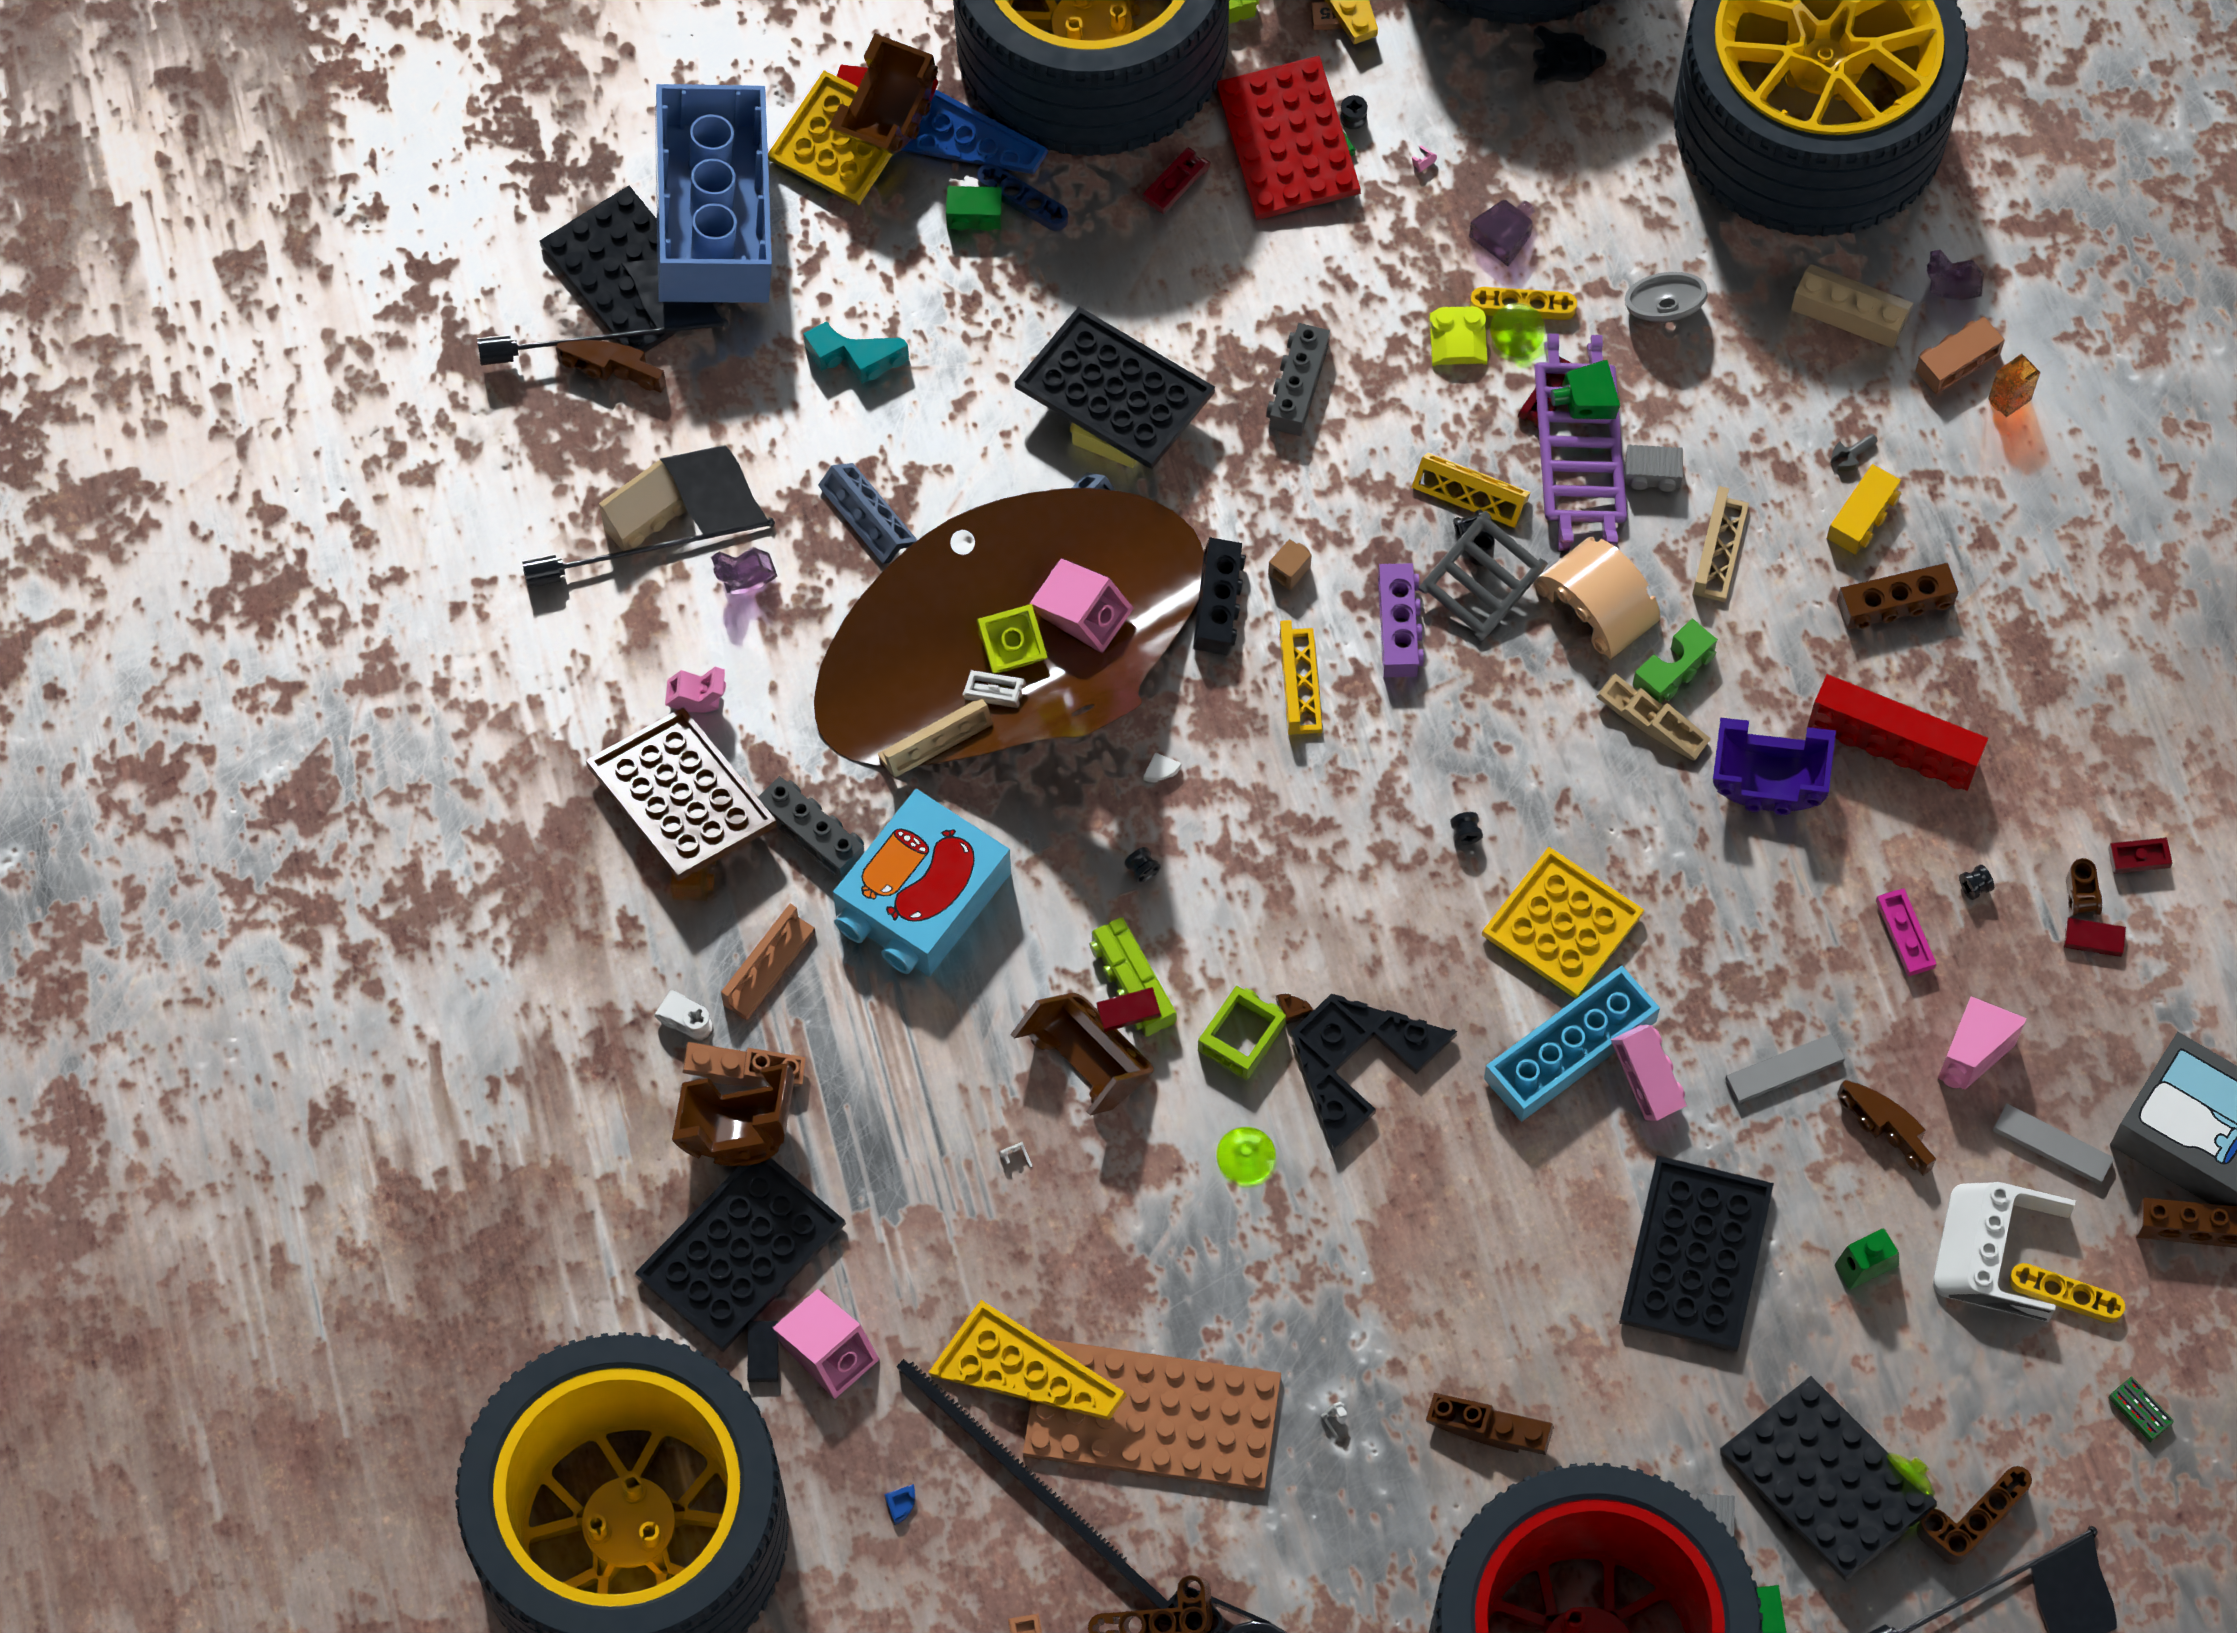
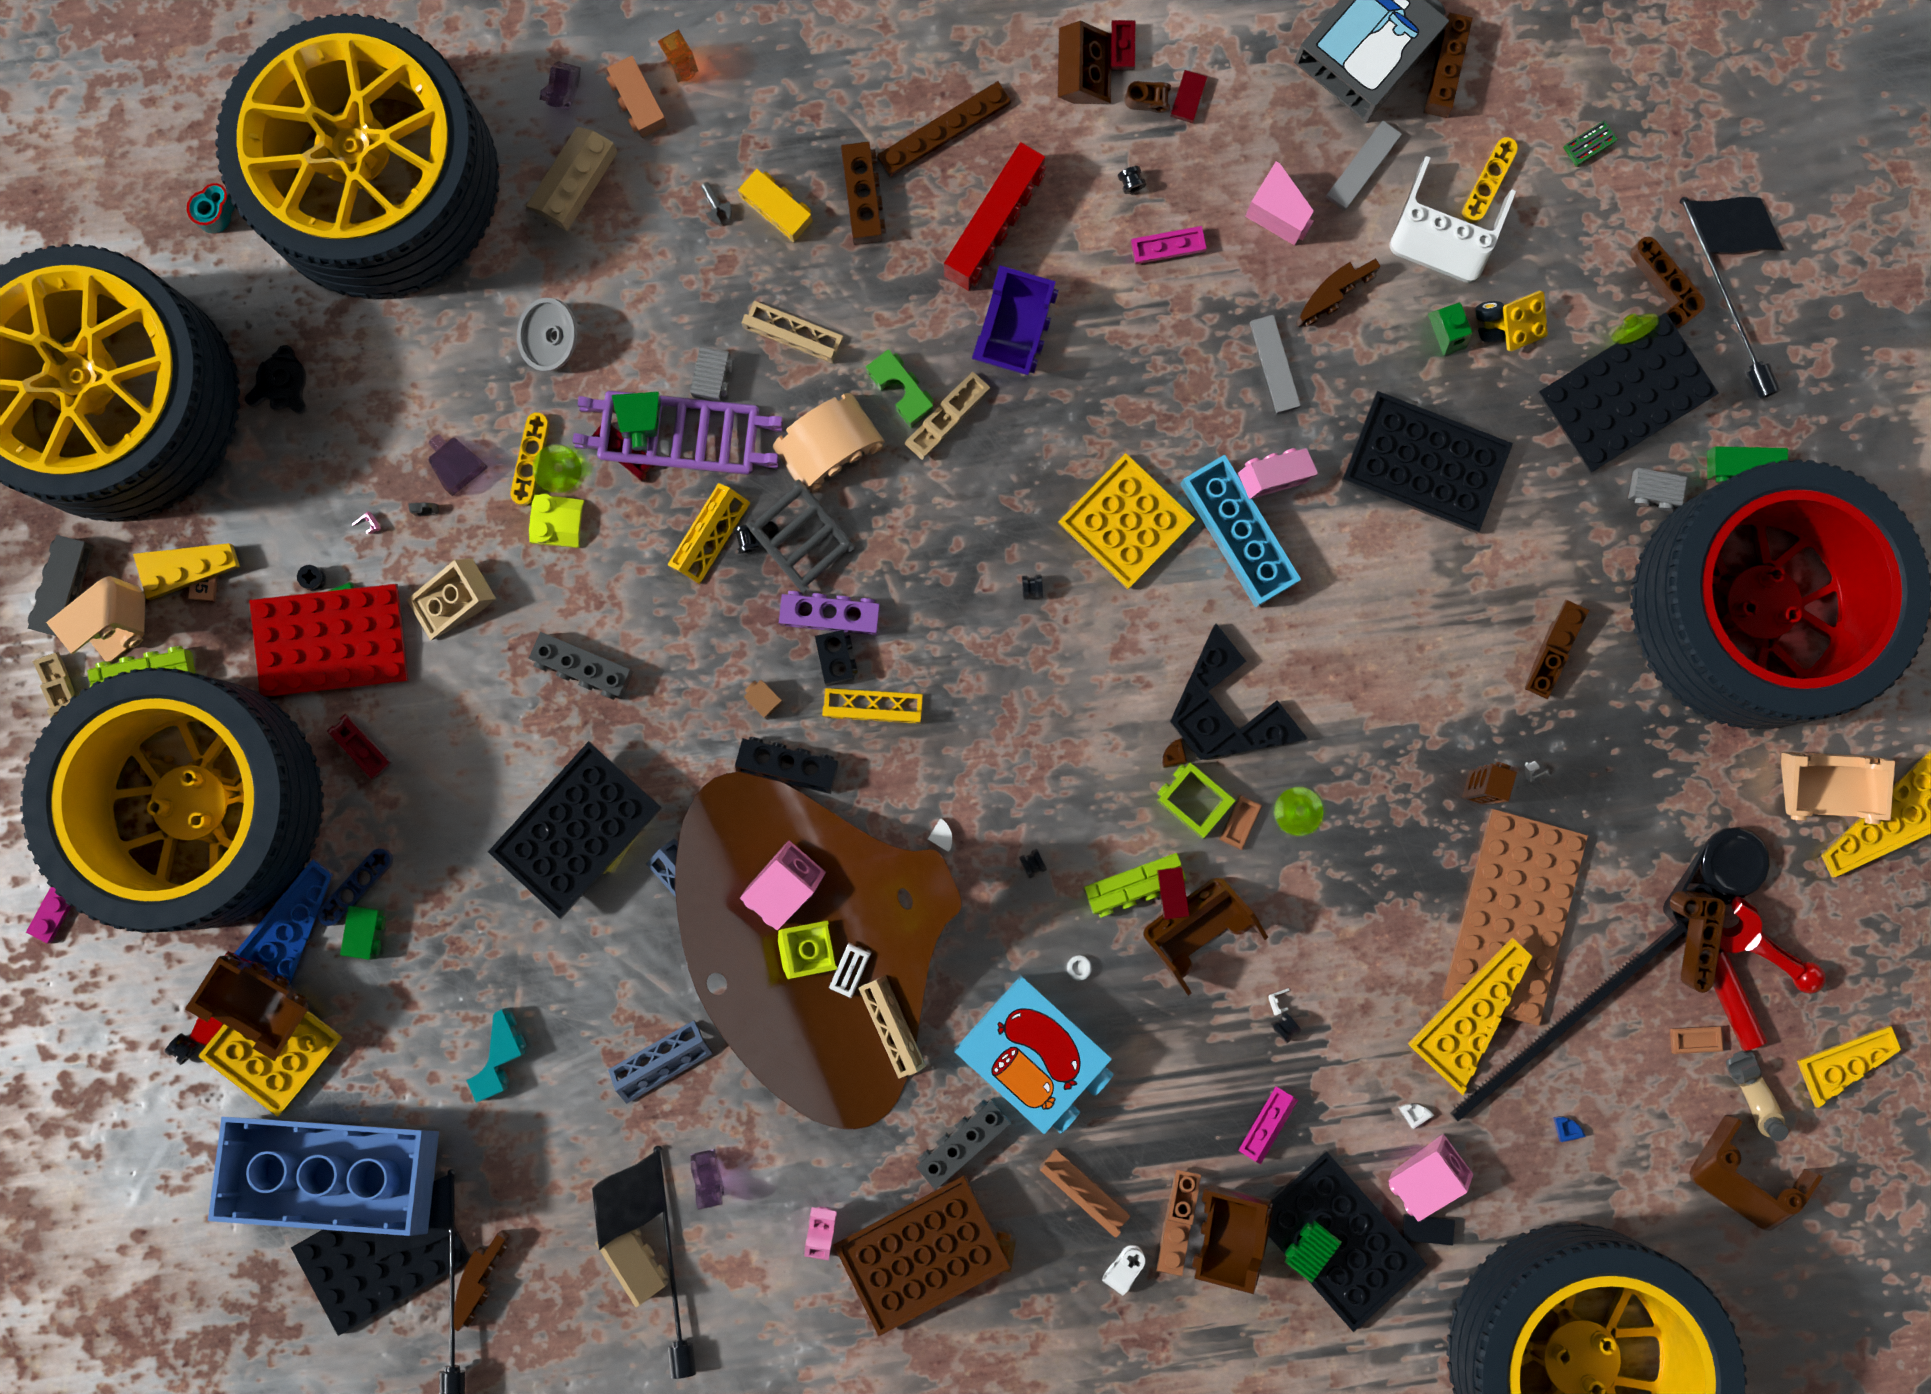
camera: 85 degrees left, 20 degrees up
(727, 1208) = (1312, 1250): none -> green brick
(829, 57) = (181, 1049): none -> black wheel
(868, 1154) = (1268, 1125): none -> dark pink plate
(899, 1323) = (1415, 1114): none -> white tile
(985, 1161) = (1286, 1027): none -> black wheel
(1027, 932) = (1079, 967): none -> white tile
(1223, 1089) = (1240, 822): none -> nougat tile
(1309, 1338) = (1490, 784): none -> reddish brown brick
(1346, 625) = (829, 659): none -> black brick
(1355, 245) = (451, 597): none -> tan slope
(1448, 206) = (423, 509): none -> dark grey tile
(1893, 1336) = (1518, 321): none -> yellow plate
(1995, 677) = (943, 129): none -> reddish brown plate
(2104, 814) = (1084, 64): none -> reddish brown slope

